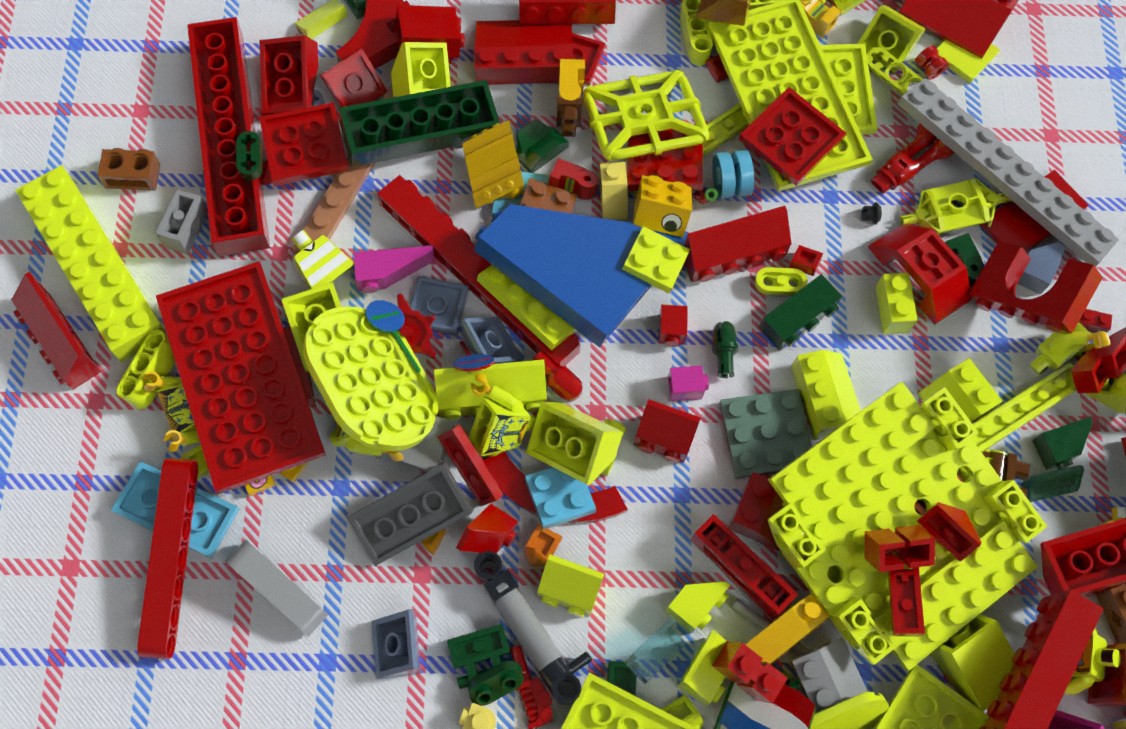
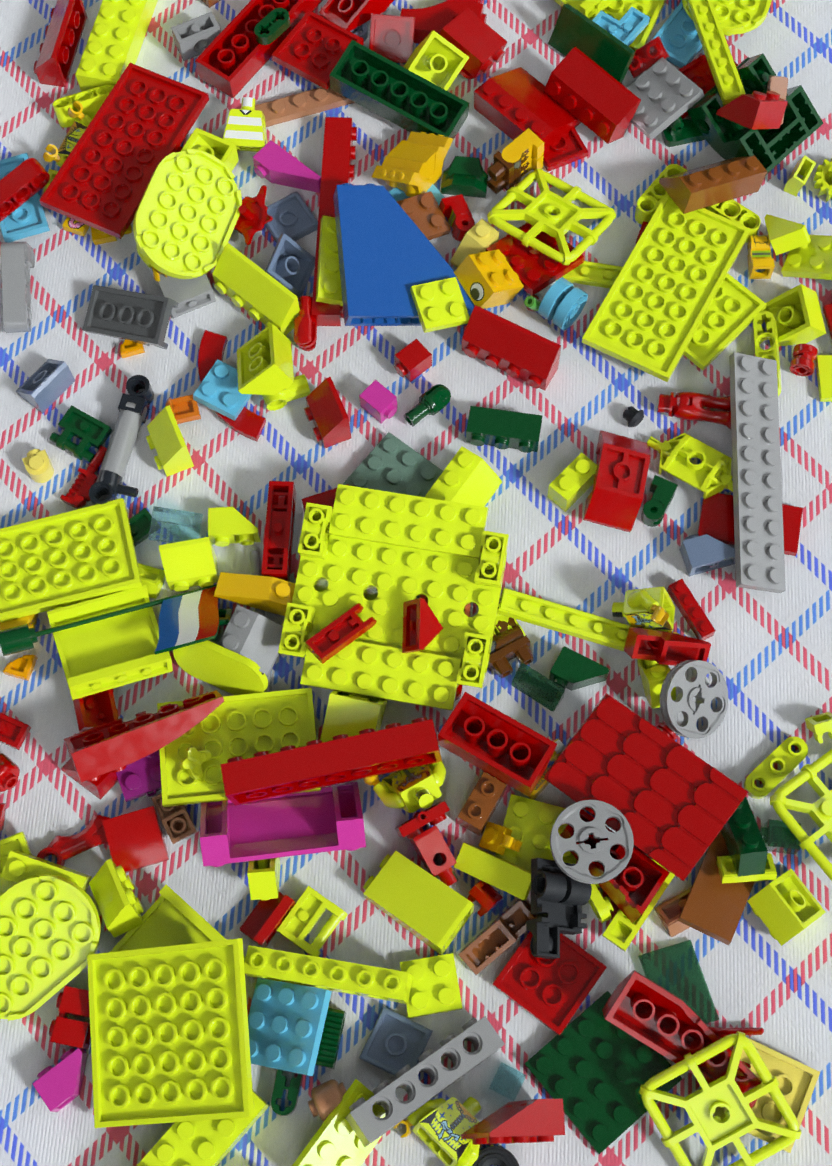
camera: 55 degrees right, 0 degrees up
(389, 319) = (239, 191): blue piece -> none
(470, 465) = (193, 322): red plate -> none
(472, 362) = (255, 259): blue piece -> none
(488, 531) = (160, 367): red slope -> none
(495, 683) = (65, 452): dark green plate -> none
(499, 420) = (236, 311): neon yellow torso -> none
(742, 664) = (202, 590): red piece -> none
(780, 281) = (519, 398): neon yellow plate -> none
(792, 136) = (627, 311): red plate -> none
(806, 260) = (548, 402): red plate -> none
(909, 543) = (360, 589): red piece -> none
(967, 388) = (543, 574): neon yellow slope -> none
(1056, 309) = (670, 568): red arch -> none

